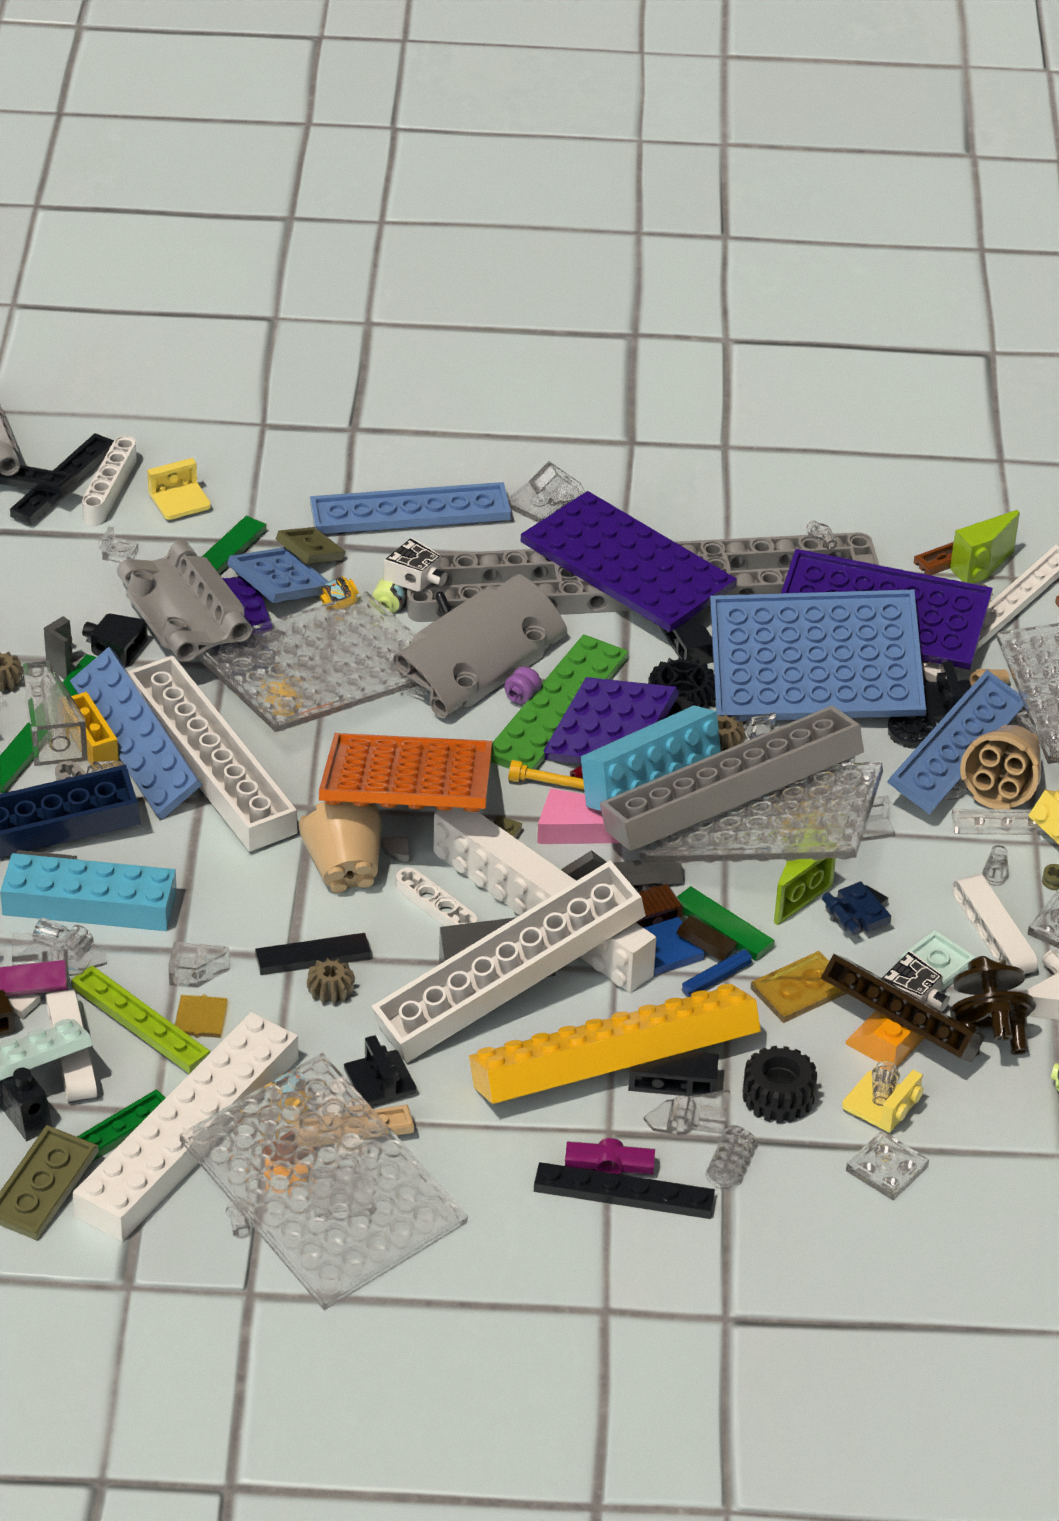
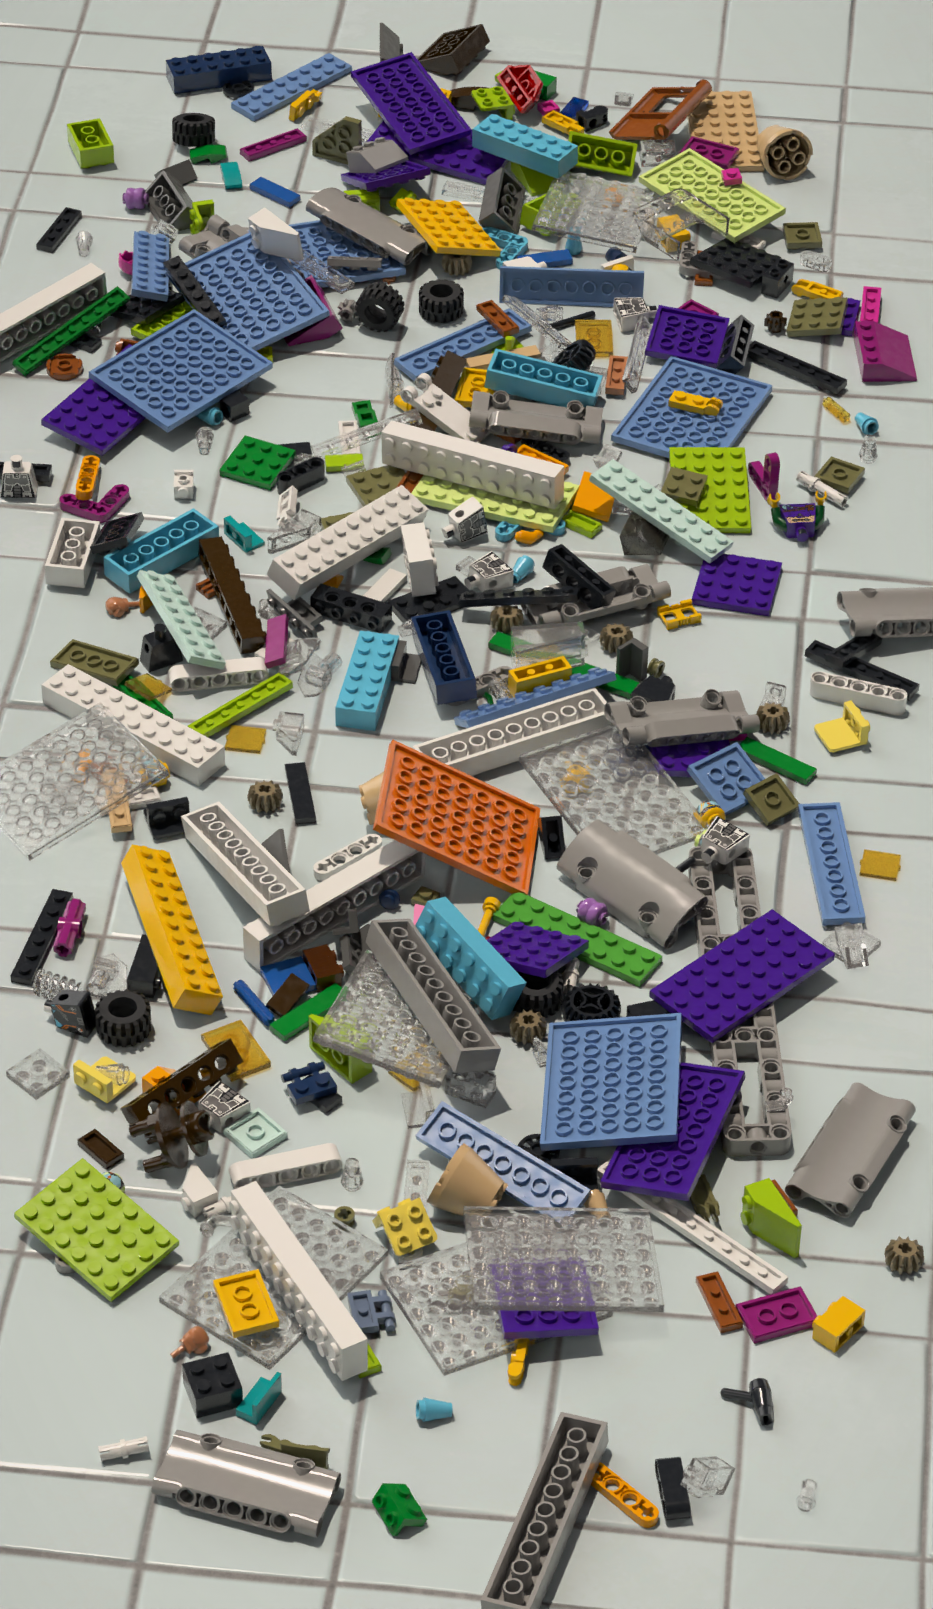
camera: 95 degrees right, 0 degrees up
(99, 1117) = (148, 686): none -> clear yellow piece
(154, 543) = (773, 718): none -> dark tan gear
(386, 718) = (551, 836): none -> black slope
(402, 476) = (880, 865): none -> clear yellow piece
(776, 1138) = (73, 1011): none -> black torso
(867, 493) = (850, 1149): none -> light grey panel
(997, 1098) = (100, 1149): none -> dark brown tile
(1002, 471) = (904, 1255): none -> dark tan gear

